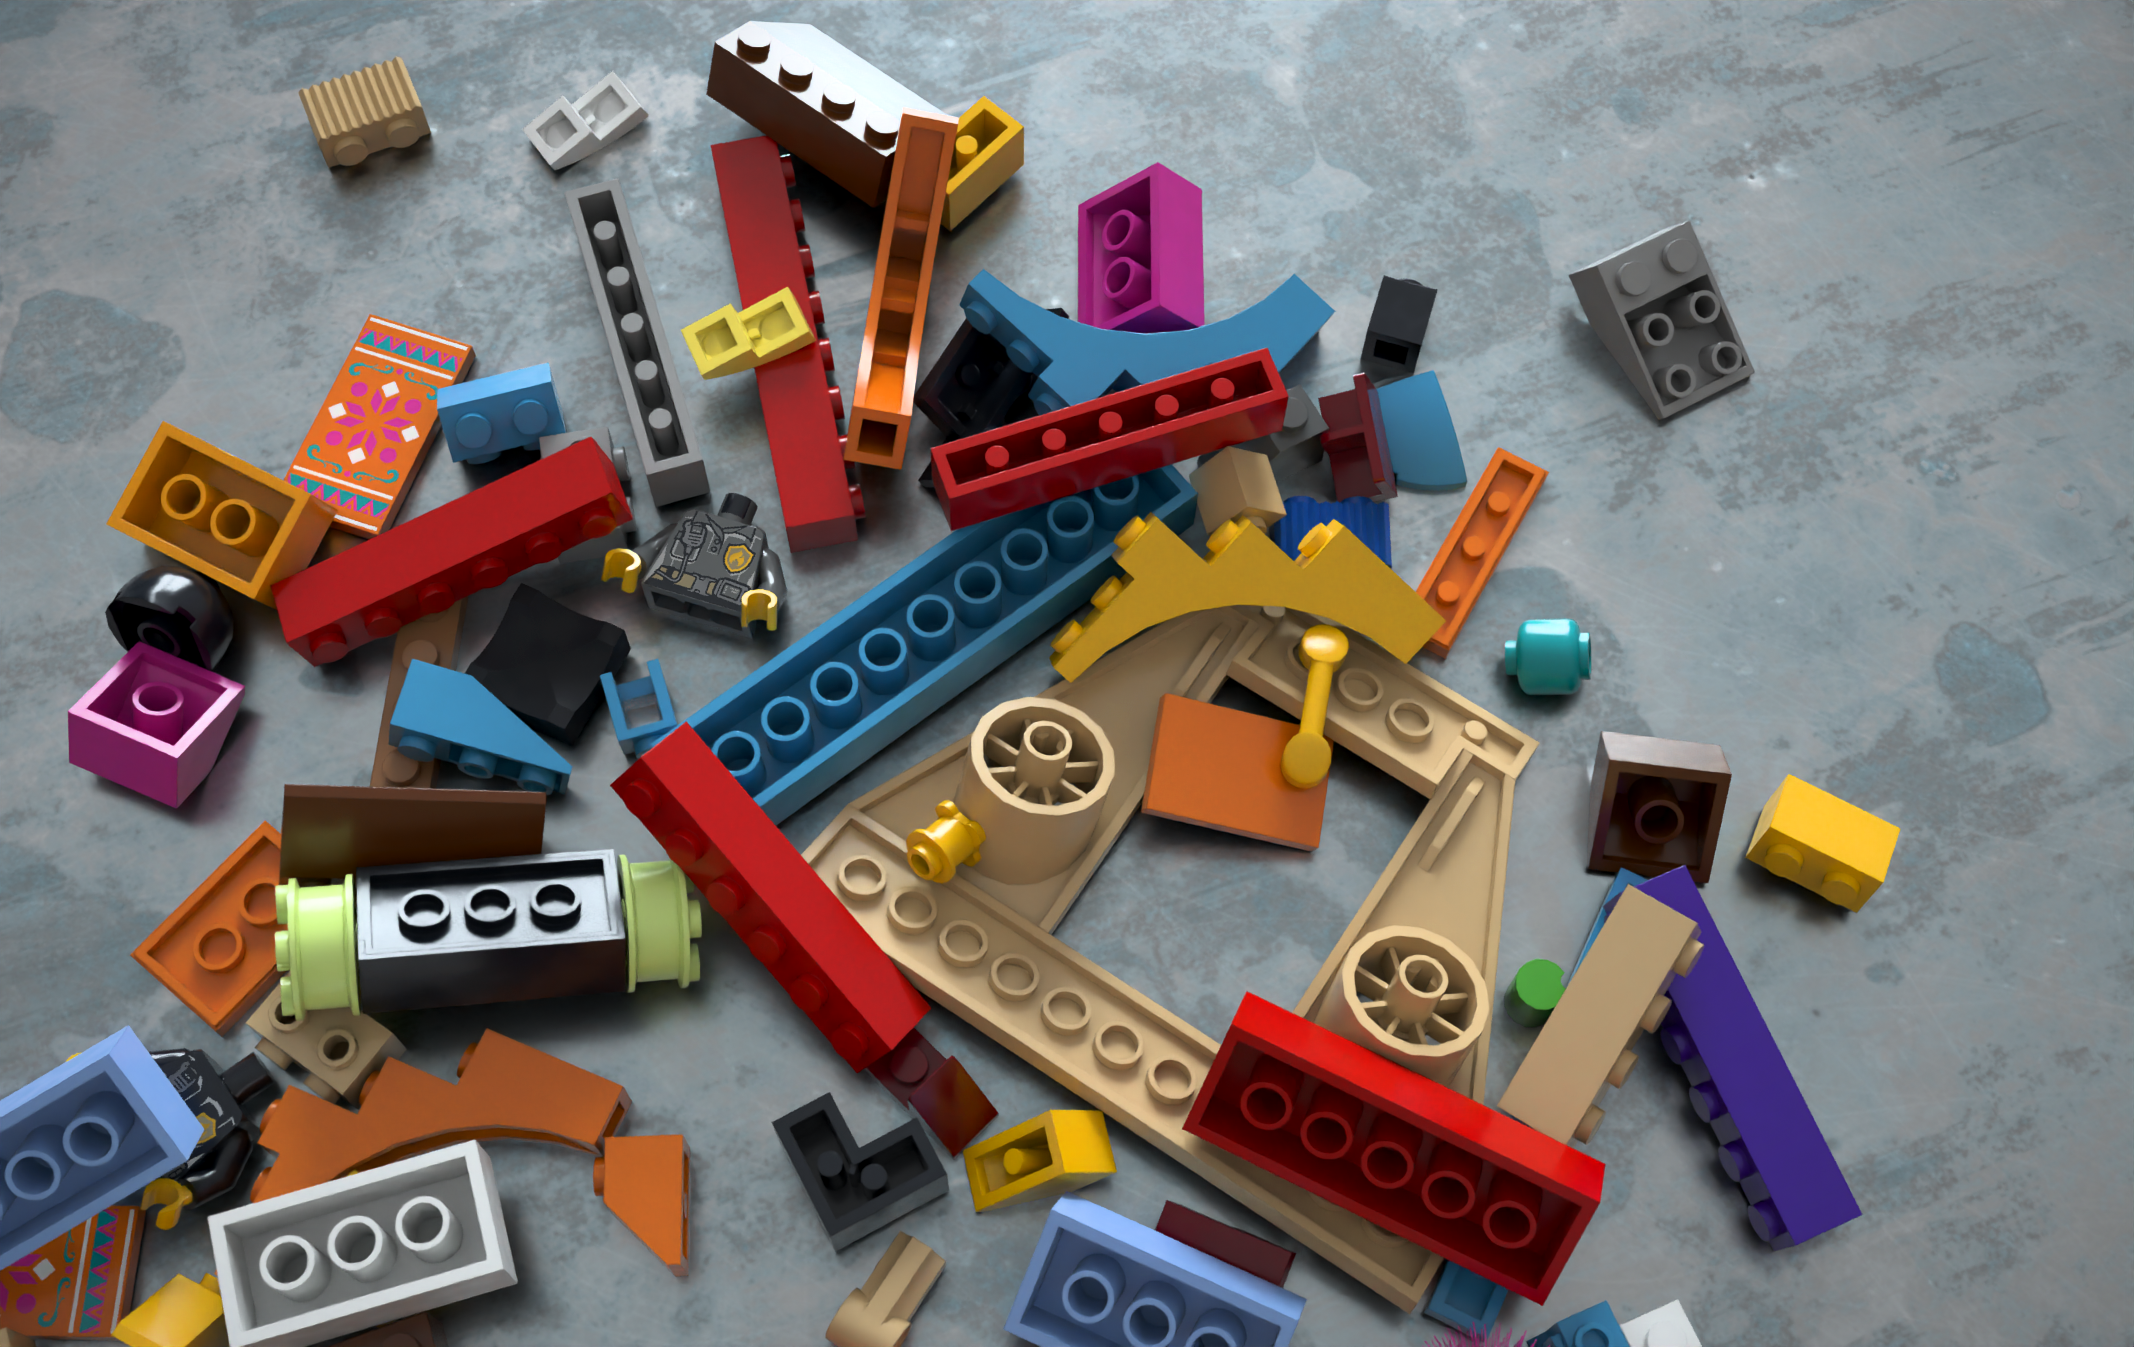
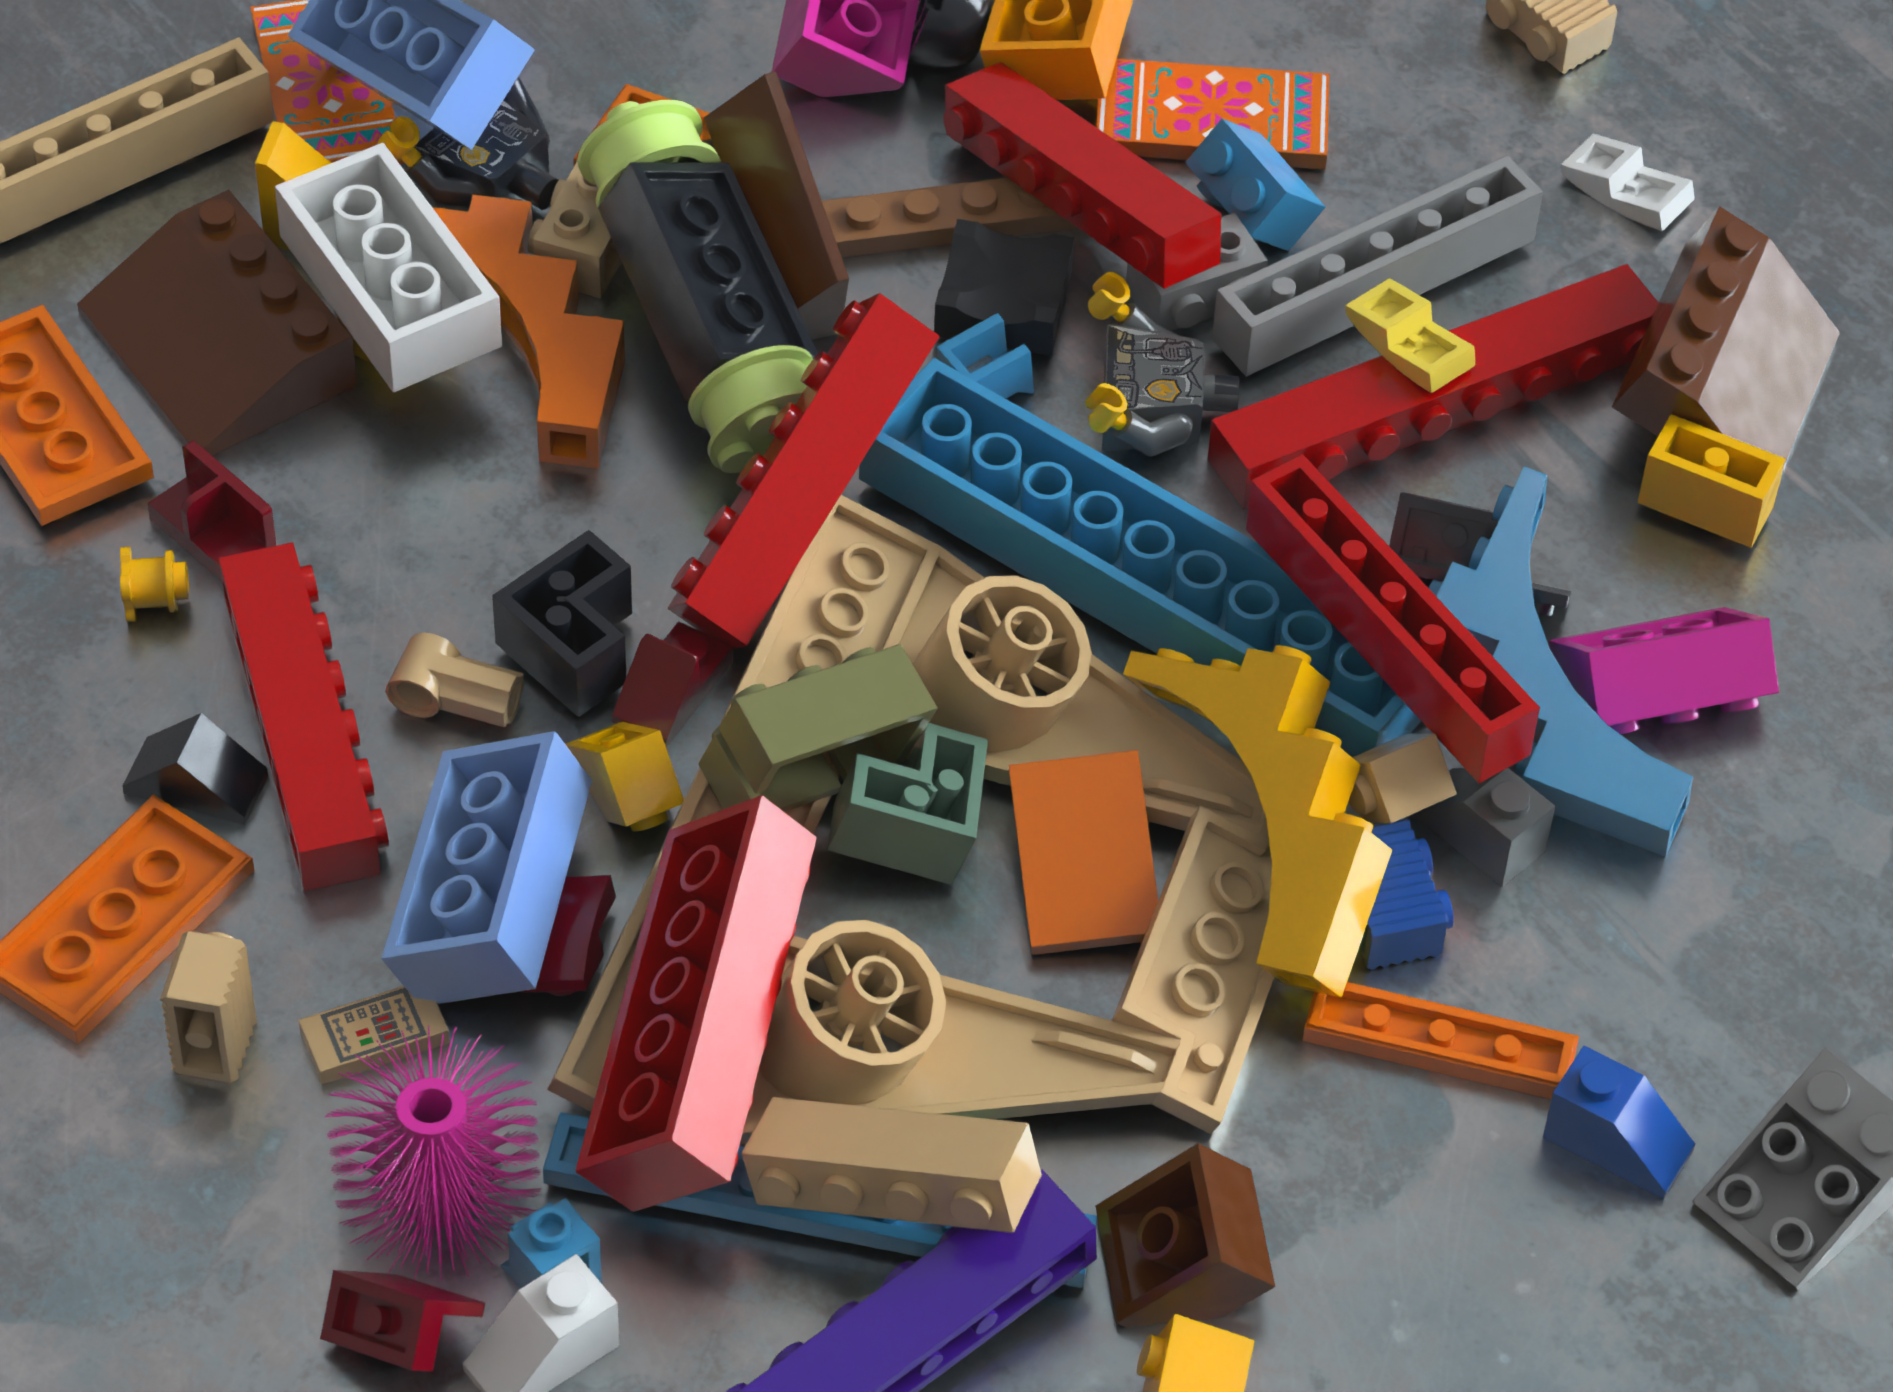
camera: 75 degrees right, 15 degrees down
(463, 723) = (916, 227): dark azure slope -> none
(649, 1193) = (505, 489): orange slope -> none
(900, 290) = (1575, 441): orange arch -> none
(944, 844) = (911, 612): yellow brick -> none
(1099, 965) = (778, 733): none -> olive piece
(1172, 893) = (914, 814): none -> sand green brick
(1308, 753) = (1237, 873): yellow bar -> none
(1358, 443) = (1520, 890): dark red panel -> none
(1398, 323) = (1695, 910): black brick -> none
(1421, 434) = (1557, 944): dark azure brick -> none
(1549, 656) = (1328, 1115): teal head -> none
(1591, 449) = (1617, 1123): none -> blue slope

